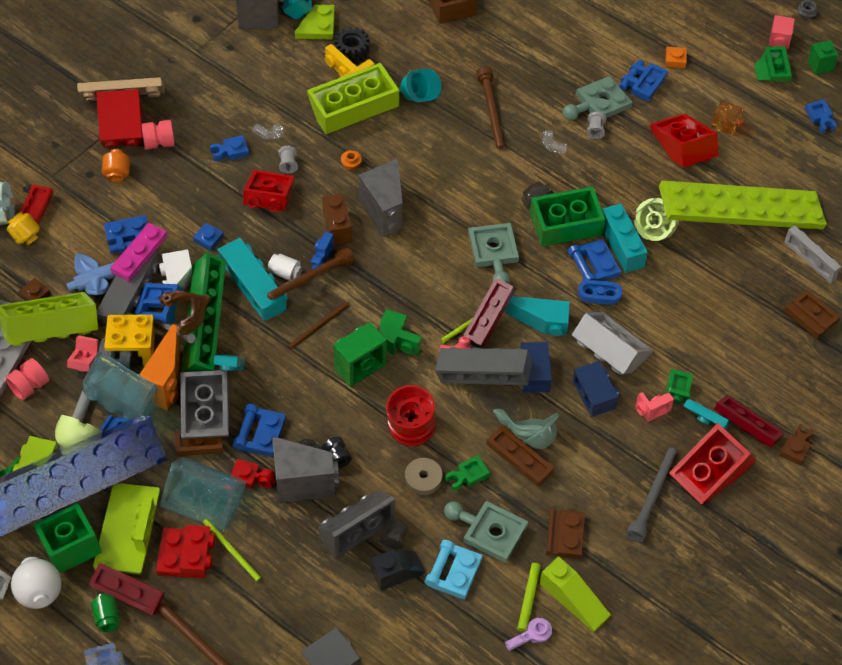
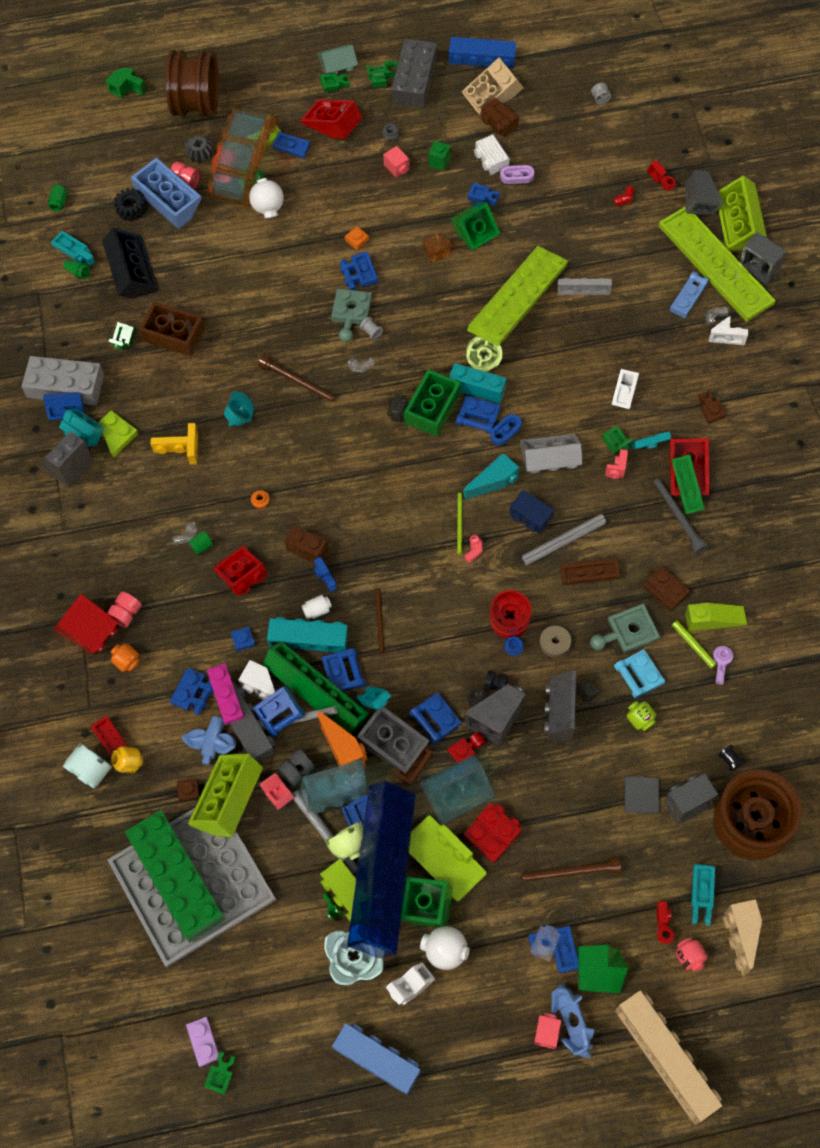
camera: 45 degrees left, 10 degrees up
(29, 377) = (265, 844): coral wheel -> none
(105, 612) = (501, 916): green brick -> none
(127, 588) = (493, 890): dark red plate -> none
(131, 334) = (292, 748): yellow bracket -> none
(150, 86) = (56, 611): tan plate -> none
(198, 305) = (312, 683): reddish brown helmet -> none
(232, 148) = (177, 568): blue plate -> none
(232, 550) = (515, 801): lime axle -> none
(237, 324) = (337, 673): none -> blue plate
(268, 145) = (200, 543): none -> green brick
(288, 163) = (223, 539): light grey bush -> none
(343, 258) = (341, 564): reddish brown piece -> none
(353, 98) = (212, 458): lime slope -> none
(355, 37) = (157, 416): black tyre -> none
(360, 354) = (434, 611): green brick -> none
(382, 197) = (319, 502): flat silver slope -> none
(387, 444) = (514, 646): none -> blue plate
(393, 328) = (432, 580): green brick -> none
(395, 568) = (612, 709): black slope -> none
(409, 597) = (641, 715): none -> lime head
(470, 471) = (577, 610): green plate -> none
(484, 366) = (509, 541): dark grey brick -> none
(486, 255) = (418, 474): sand green plate -> none
(489, 312) = (469, 506): plate -> none
(532, 412) = (563, 539): none -> light grey axle
(532, 432) = (580, 549): sand green piece -> none
(595, 388) = (577, 489): dark blue brick -> none
(686, 139) = (431, 285): red slope -> none
(689, 474) = (687, 484): none -> green plate
(741, 354) = (625, 388): none -> white slope
(749, 421) = (674, 420): dark red plate -> none
(773, 65) = (418, 188): green slope -> none
(783, 131) = (475, 225): none -> green slope
(812, 314) = (627, 323): reddish brown plate -> none

